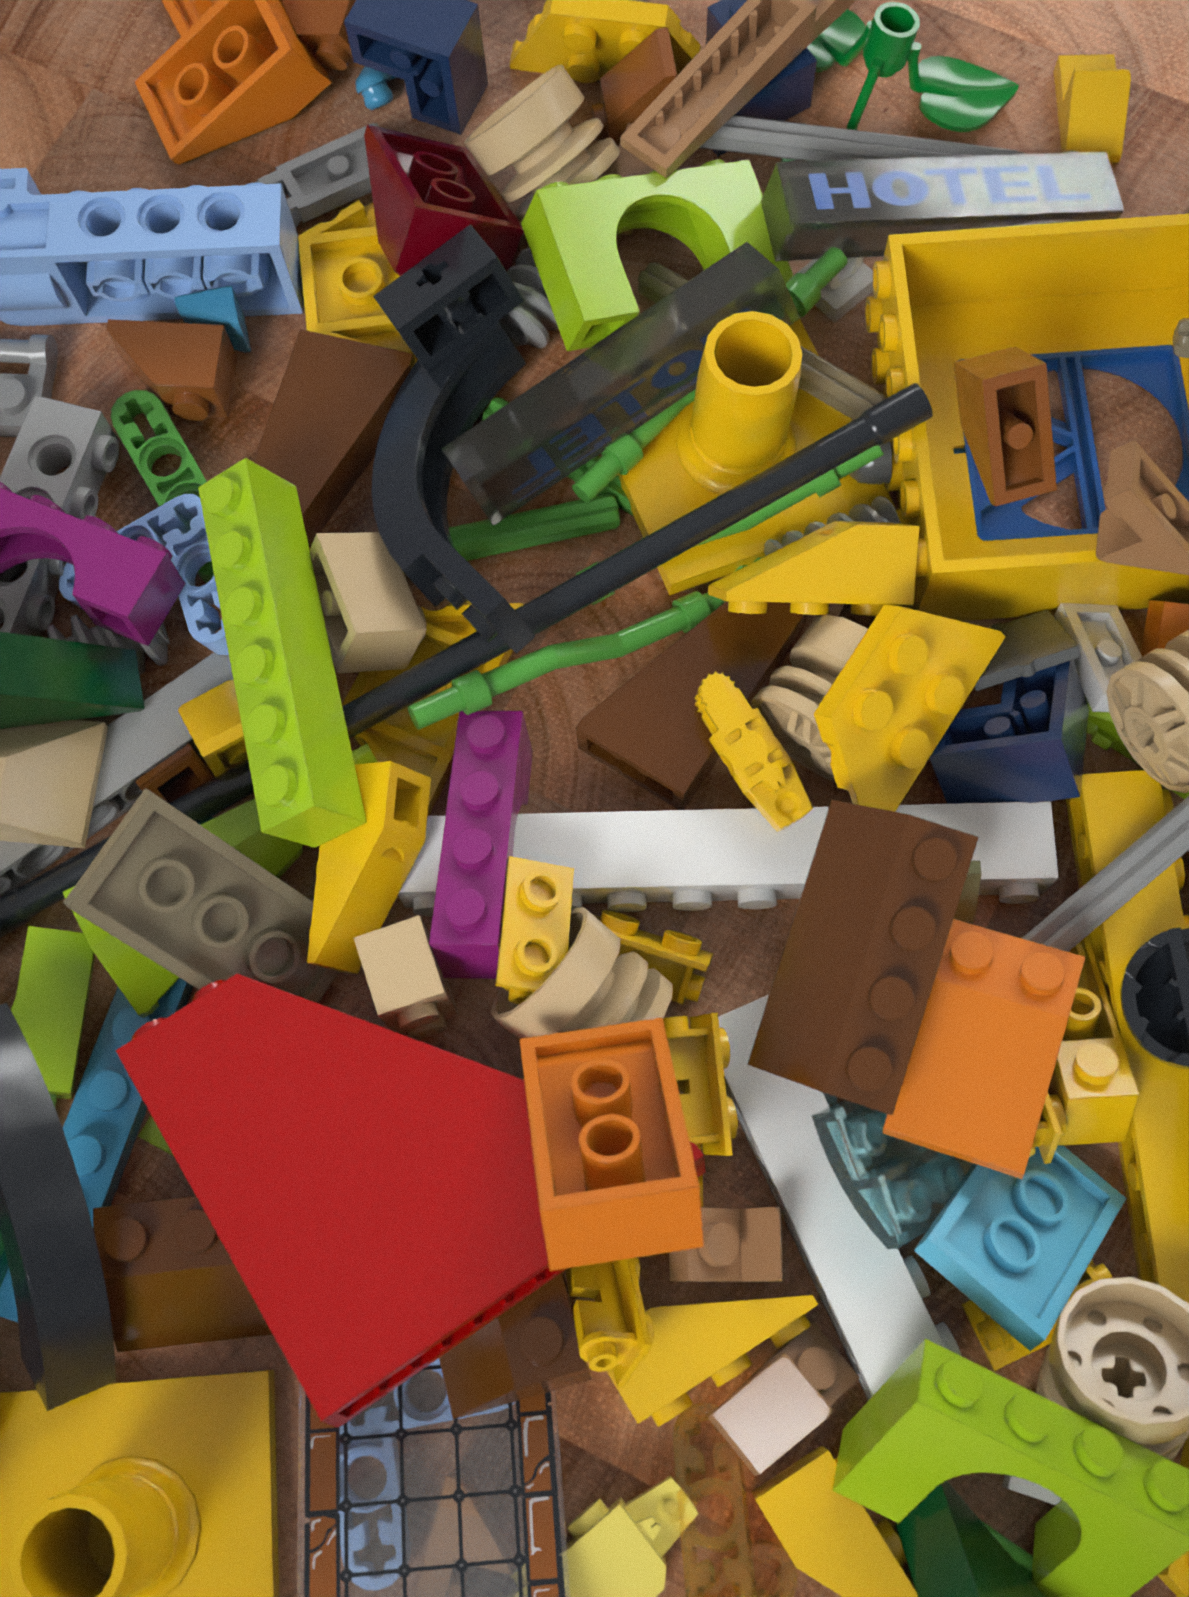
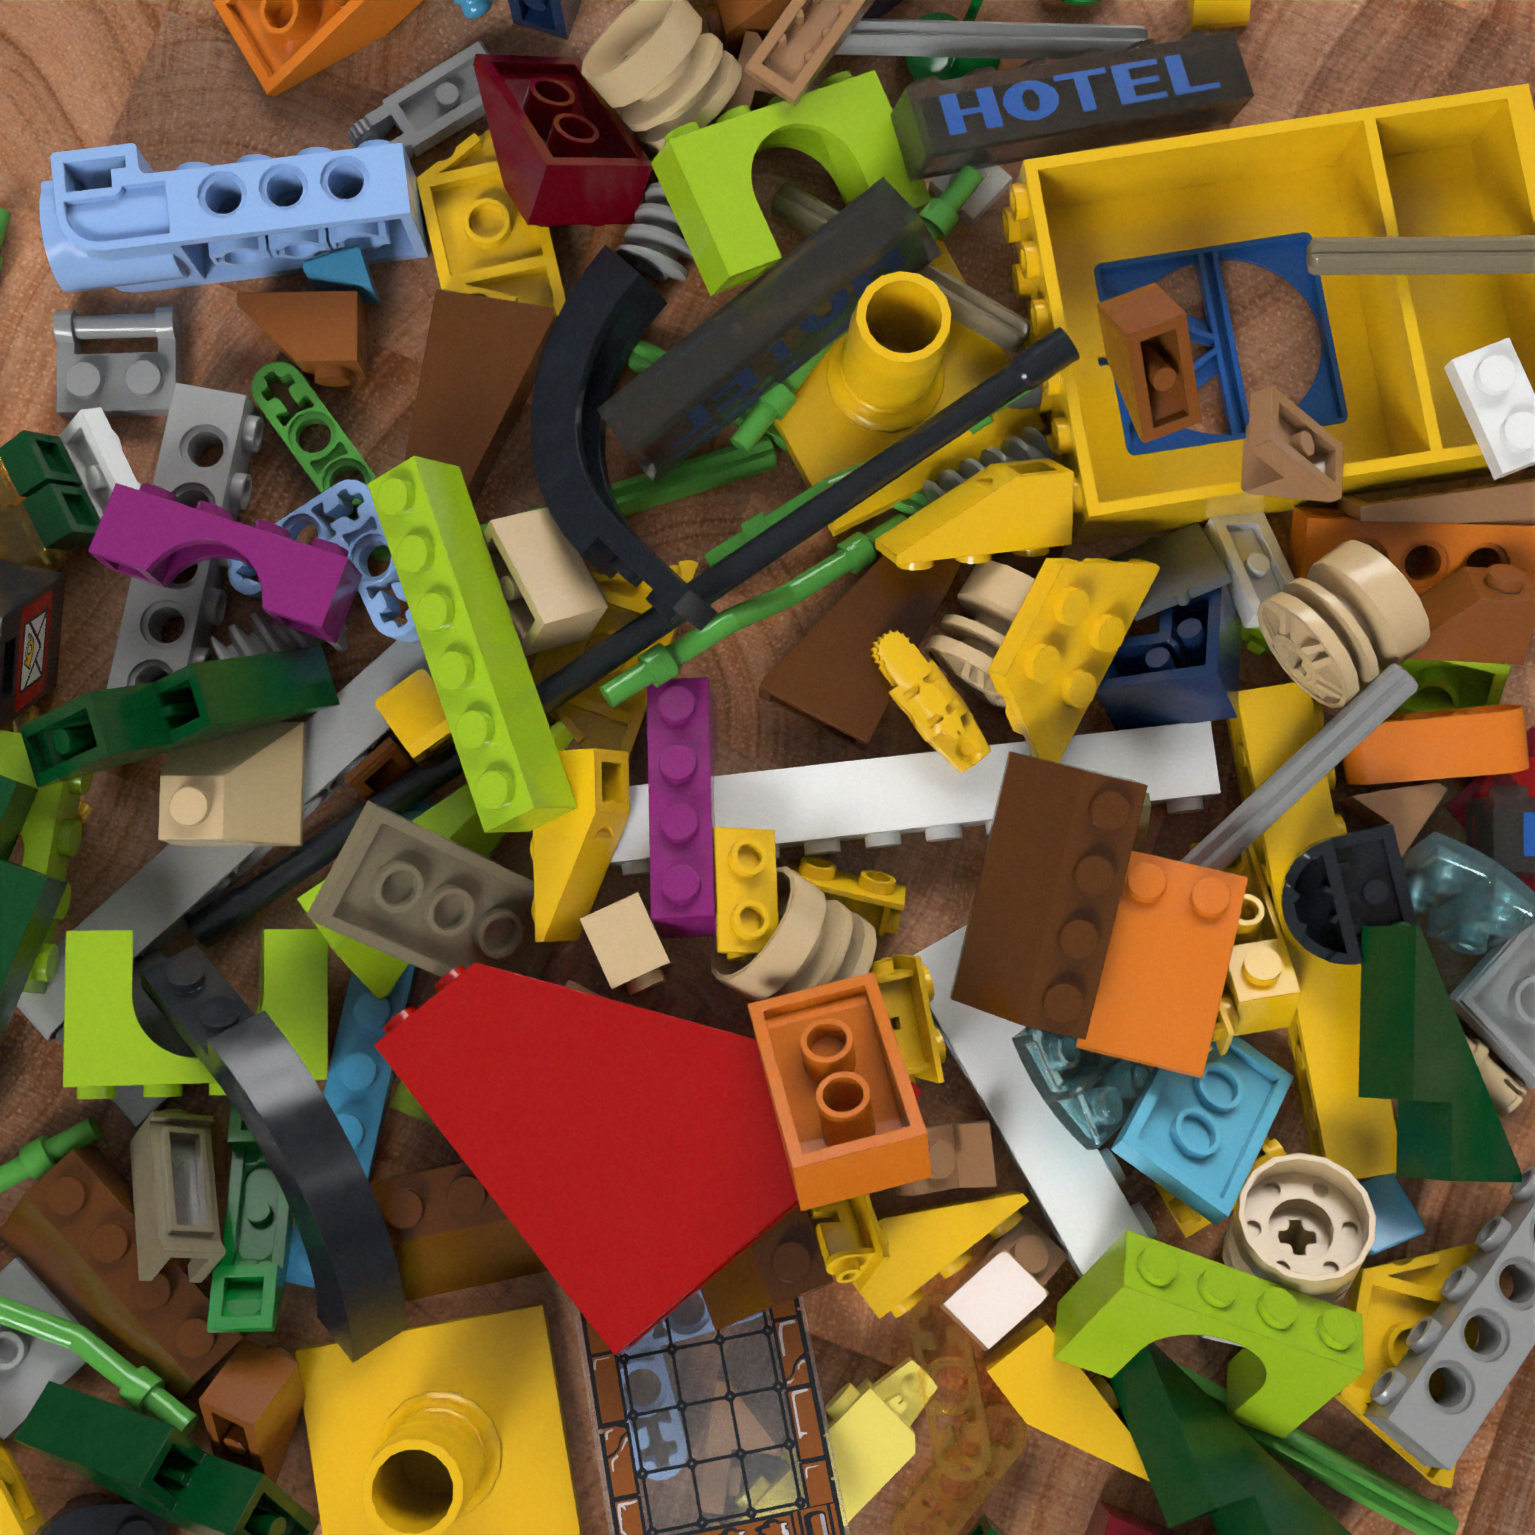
camera: 15 degrees left, 10 degrees up
(449, 297) = (586, 251): black brick -> none

